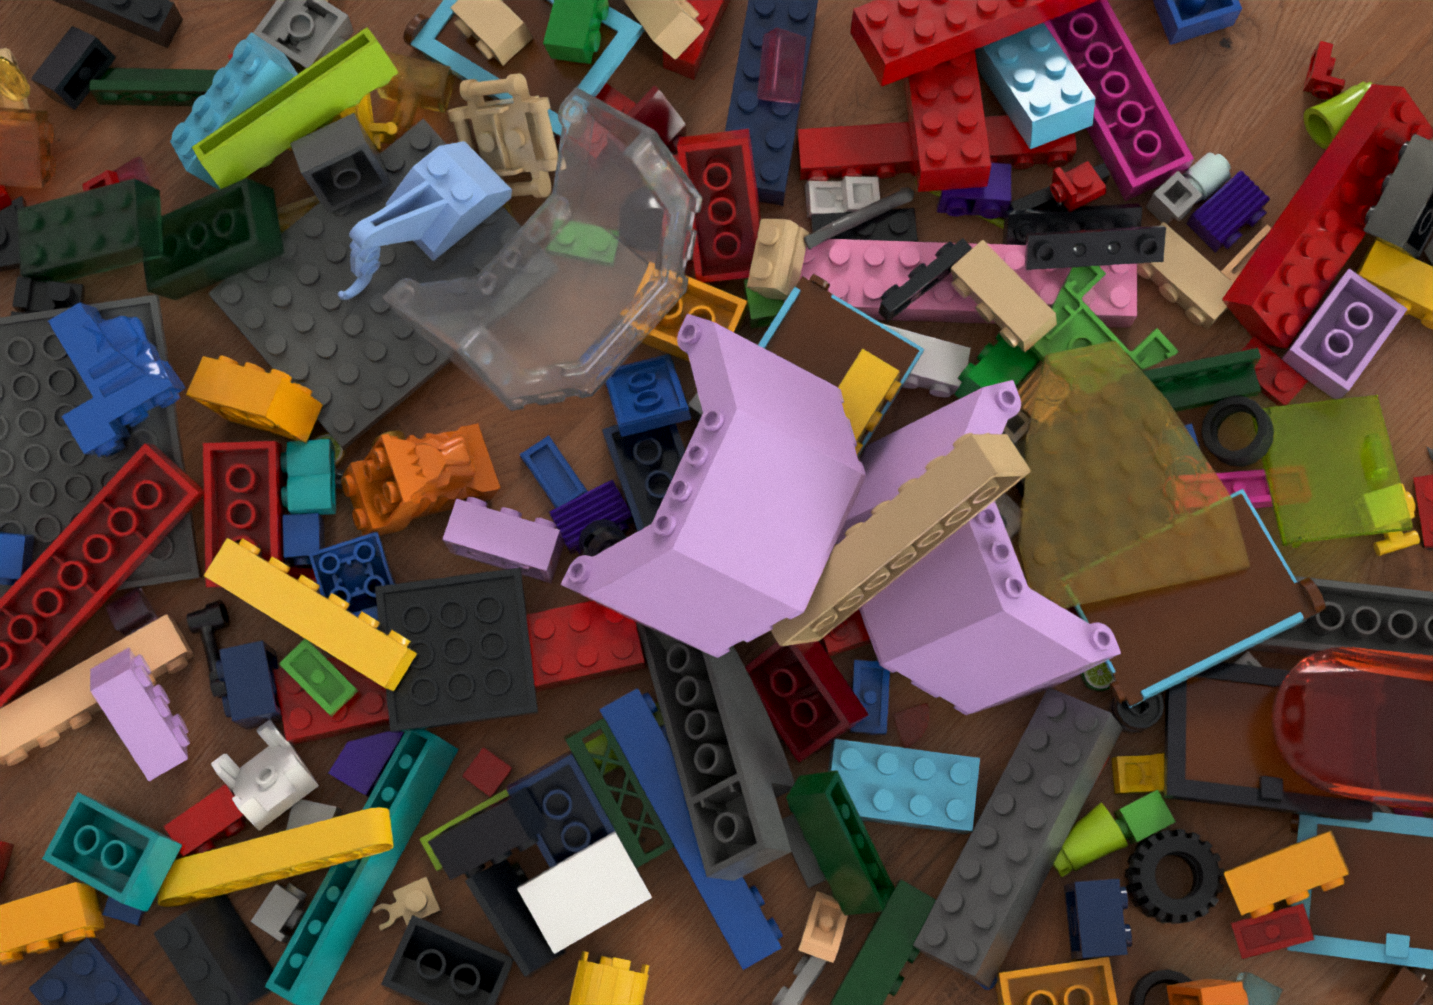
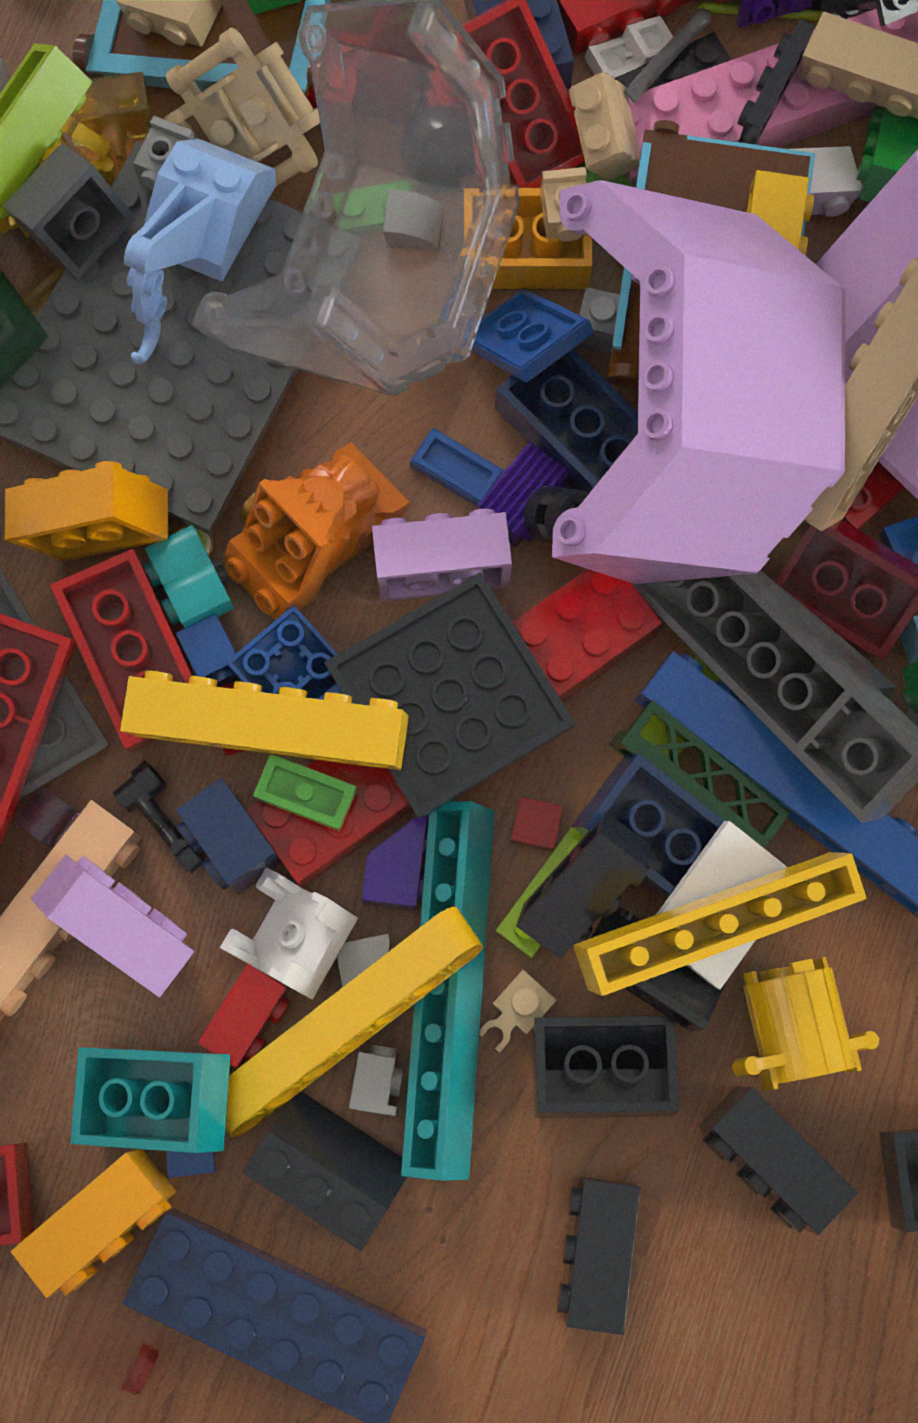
camera: 25 degrees left, 0 degrees up
(384, 103) = (86, 137): none -> yellow tile
(434, 130) = (158, 142): none -> light grey brick
(568, 903) = (719, 922): none -> yellow brick
(594, 274) = (412, 220): none -> light grey brick
(721, 296) = (550, 189): none -> tan brick

